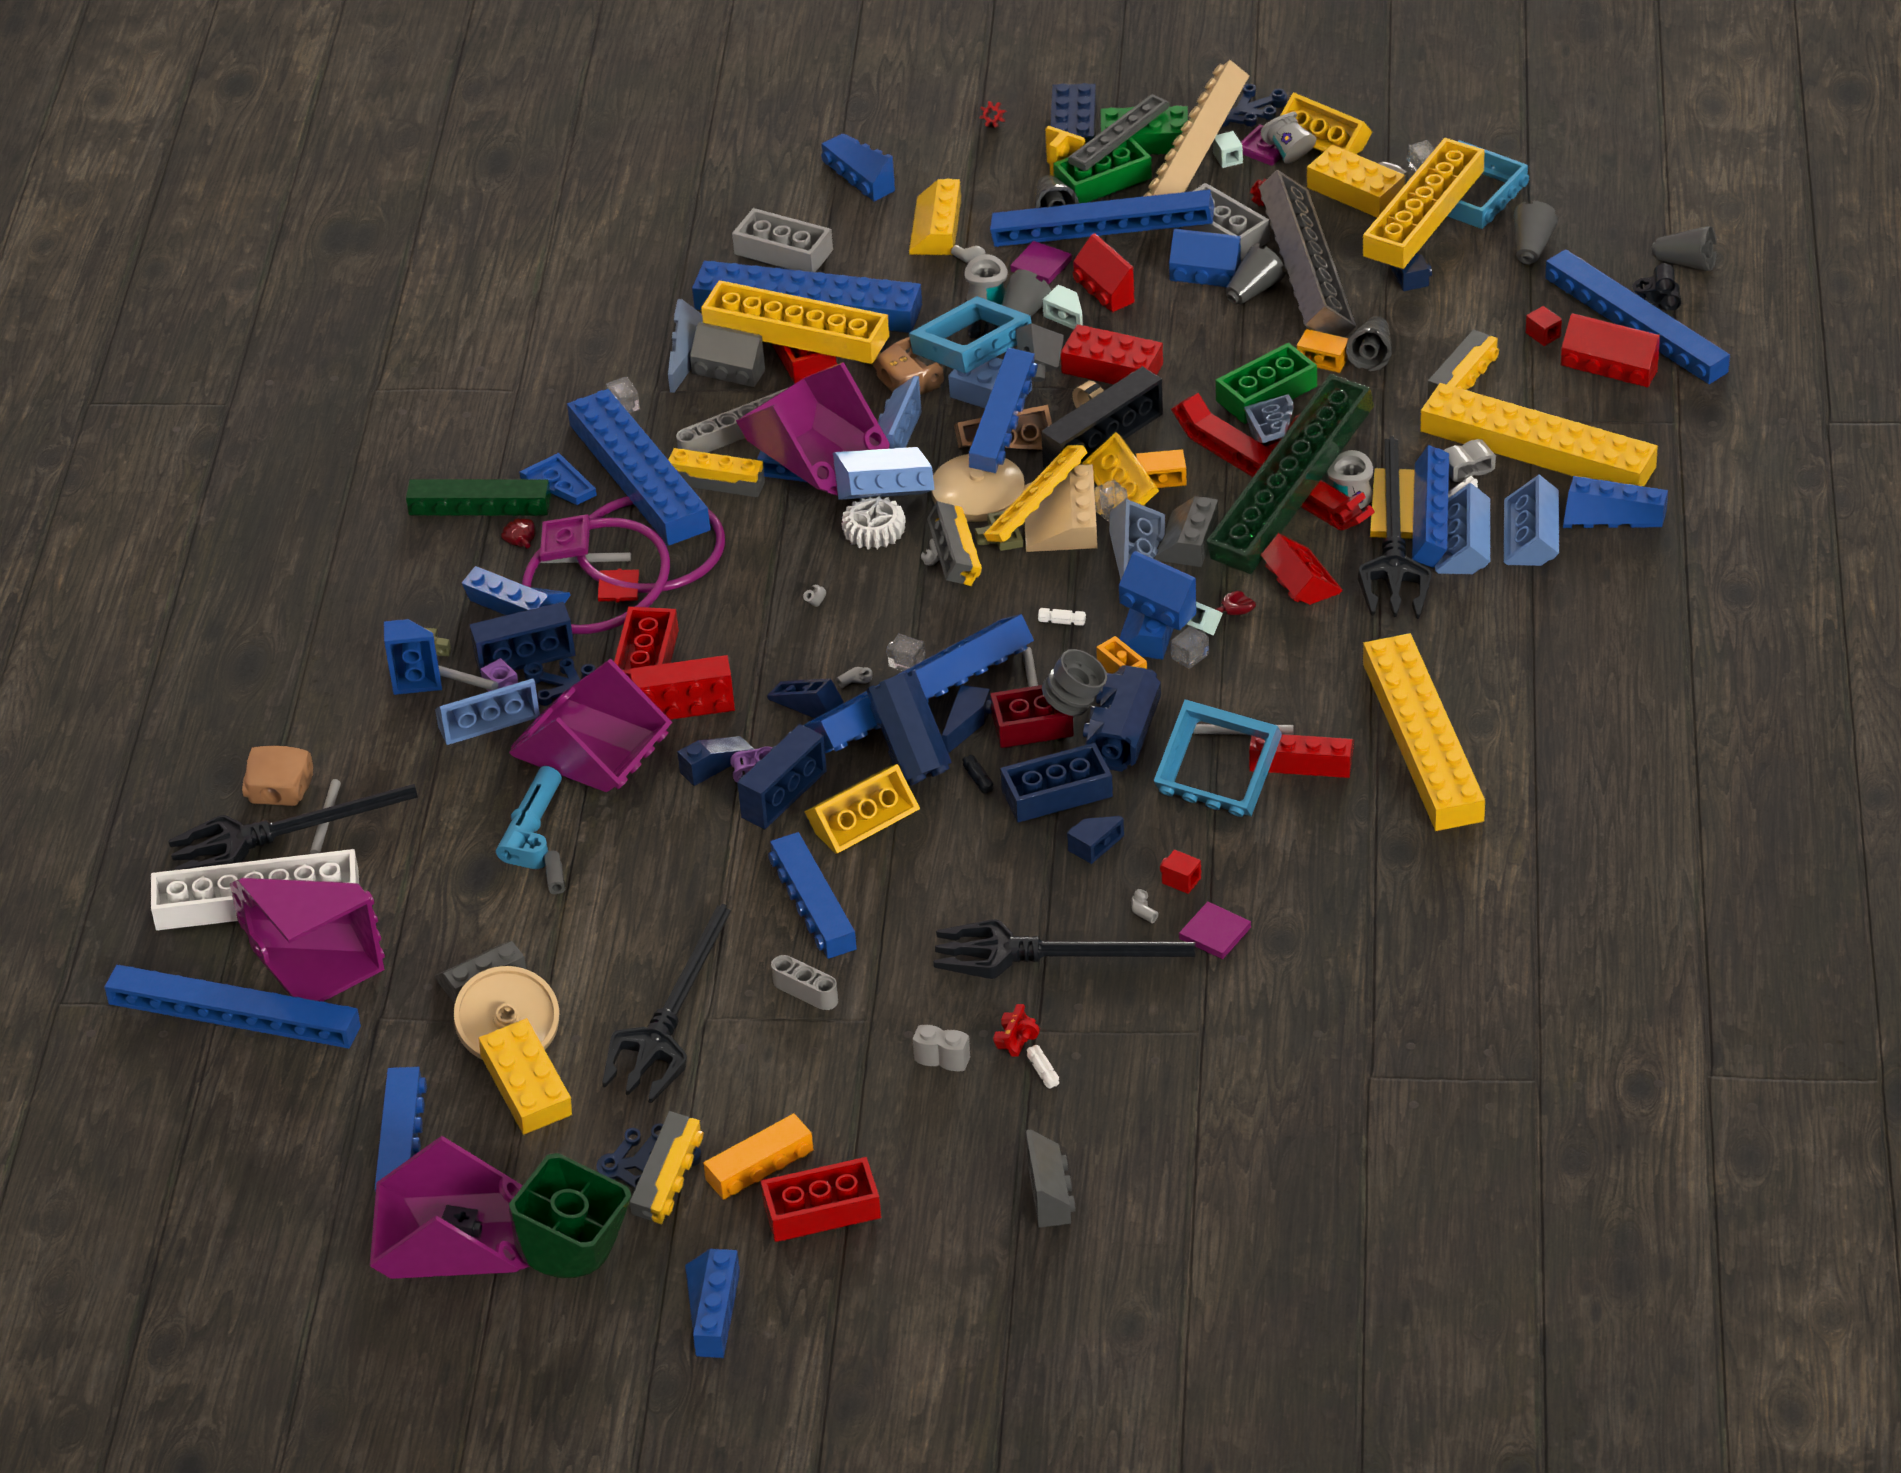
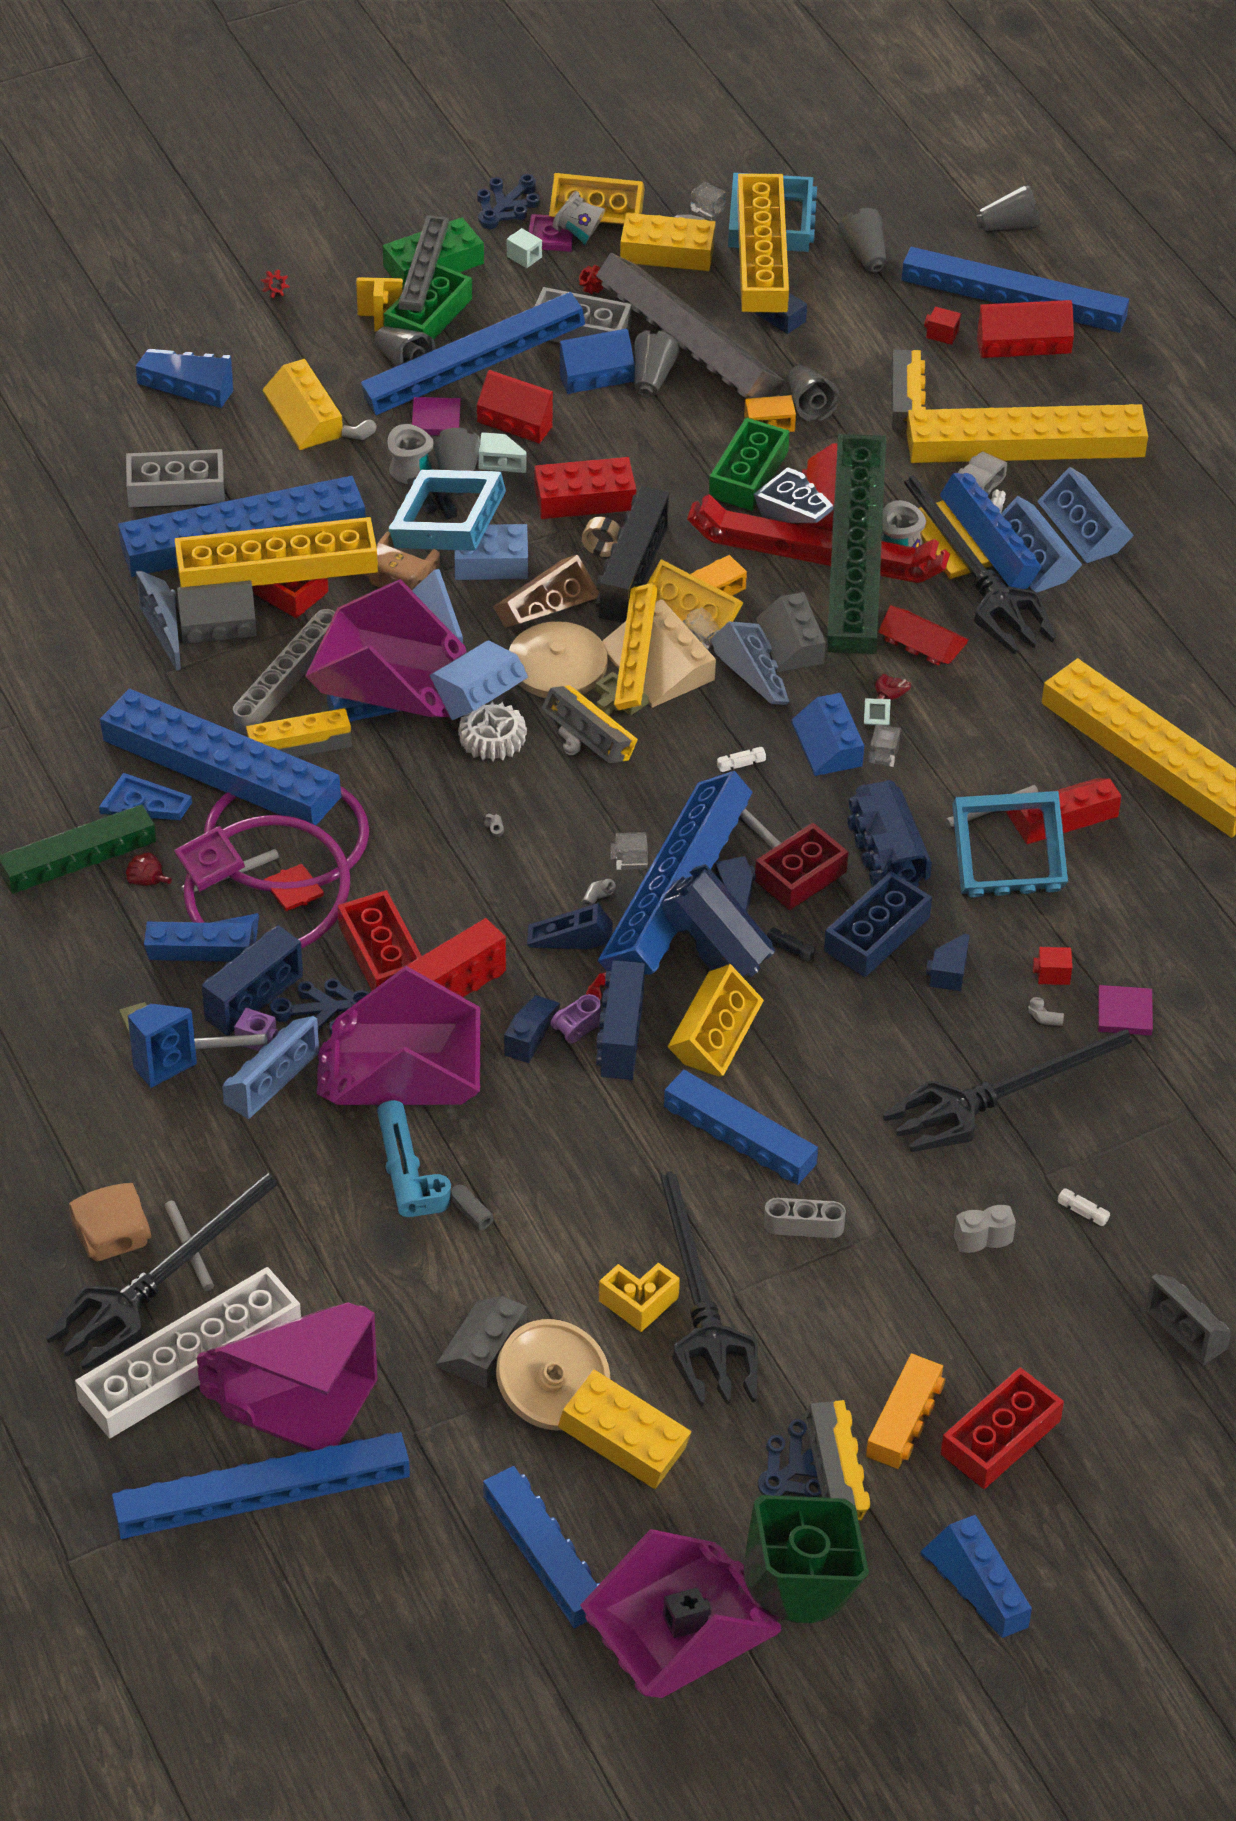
camera: 35 degrees left, 5 degrees up
(621, 988) = (639, 1300): none -> yellow brick
(625, 393) = (141, 683): clear brick -> none
(1002, 410) = (546, 575): blue brick -> none
(1018, 1030) = (1045, 1178): red hips -> none
(1045, 345) = (523, 503): dark grey torso -> none
(1074, 109) = (351, 255): dark blue brick -> none
(1074, 682) = (840, 819): dark grey wheel -> none
(1116, 653) = (838, 782): light orange brick -> none
(1158, 591) = (841, 700): blue slope -> none
(1199, 130) = (497, 241): tan brick -> none
(1614, 504) = (1140, 472): blue wedge -> none
(1660, 288) = (1019, 255): black piece -> none

